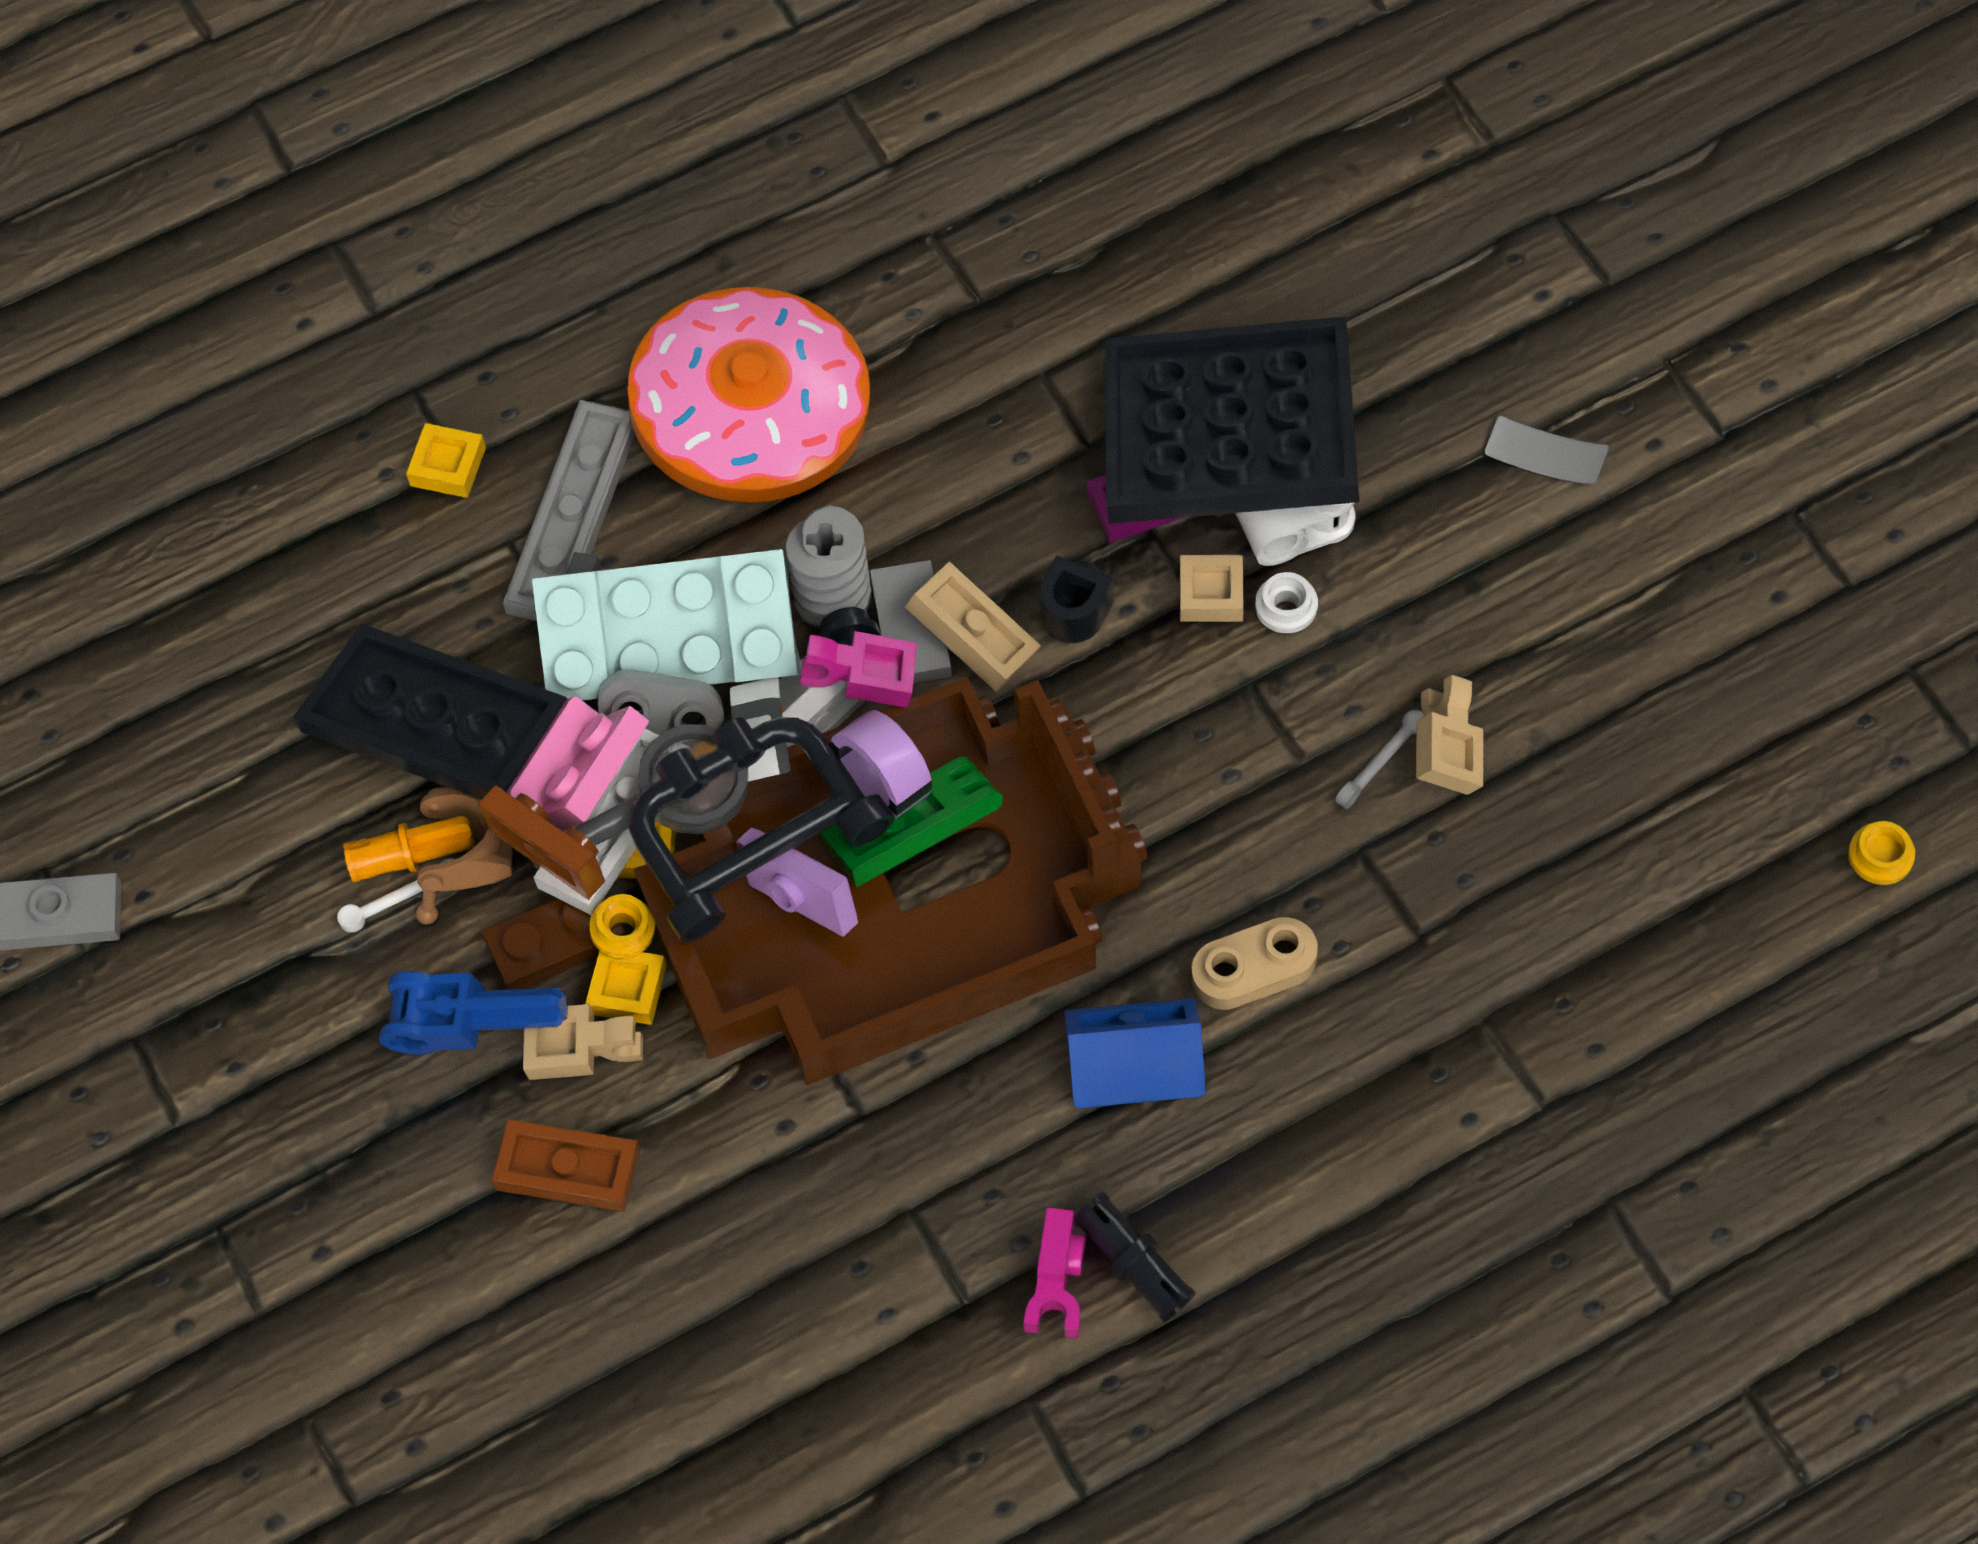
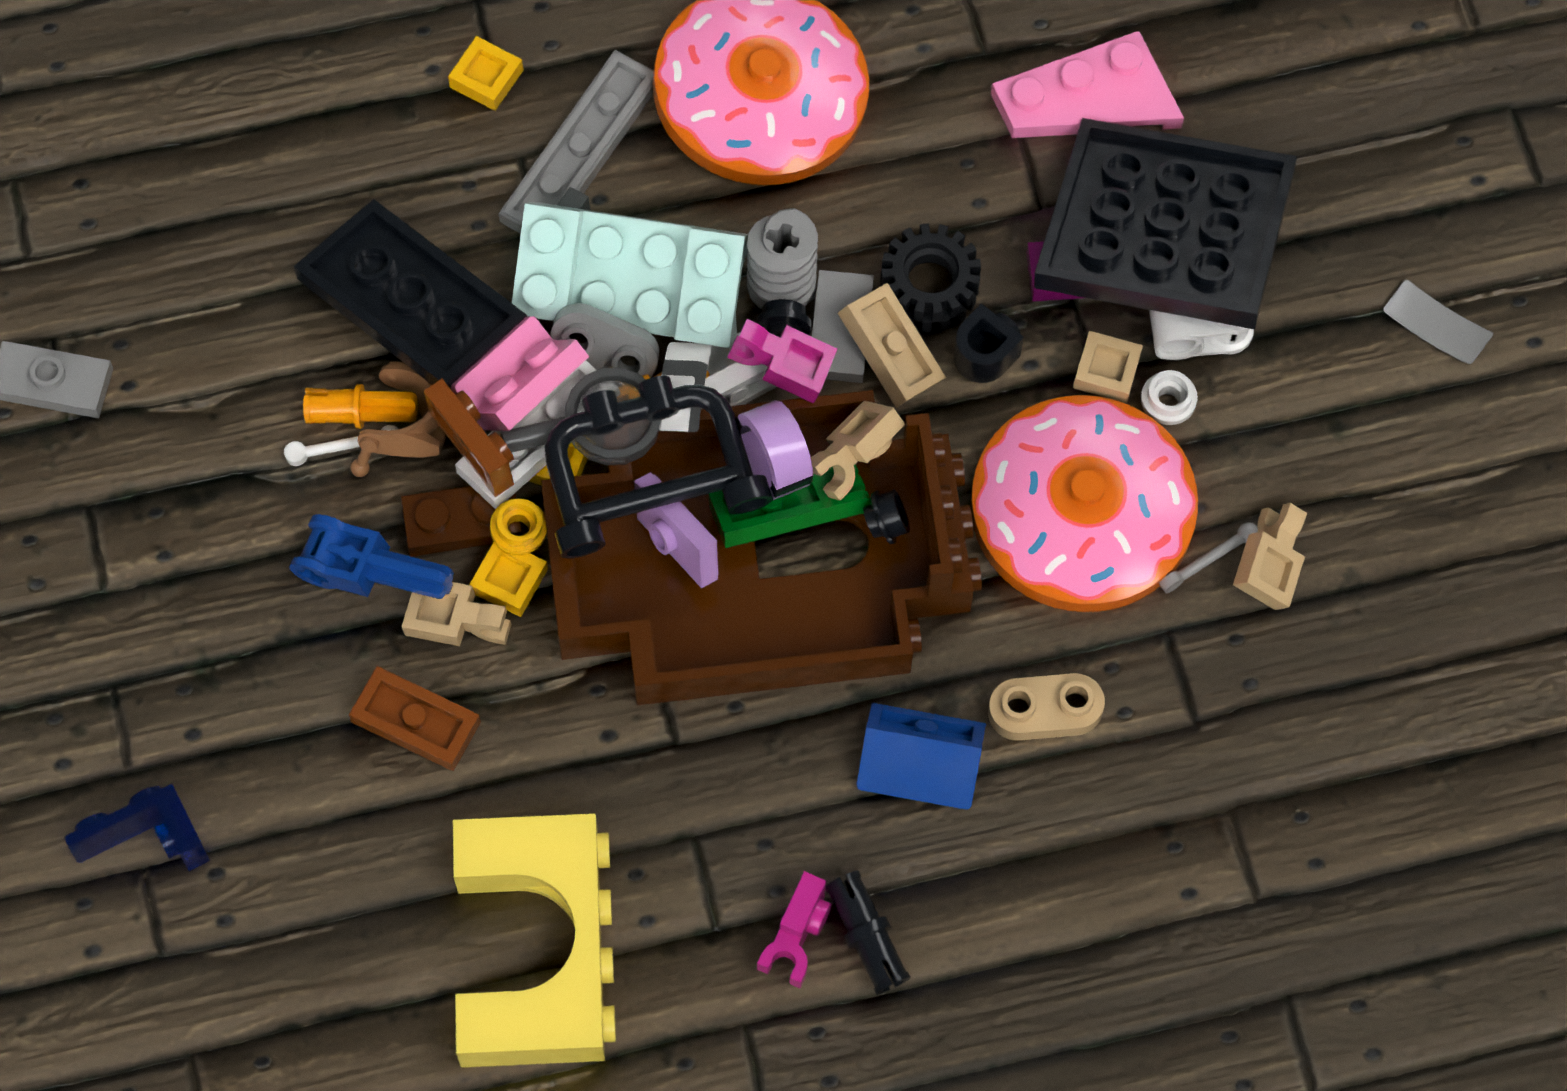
camera: 10 degrees right, 5 degrees up
(293, 1347) = (145, 810): none -> clear blue bracket
(827, 1440) = (566, 1014): none -> light yellow arch
(969, 728) = (858, 438): none -> tan plate
(998, 516) = (940, 250): none -> black tyre
(1022, 805) = (886, 516): none -> black plate
(1115, 297) = (1104, 84): none -> bright pink wing
(1229, 738) = (1083, 503): none -> dish

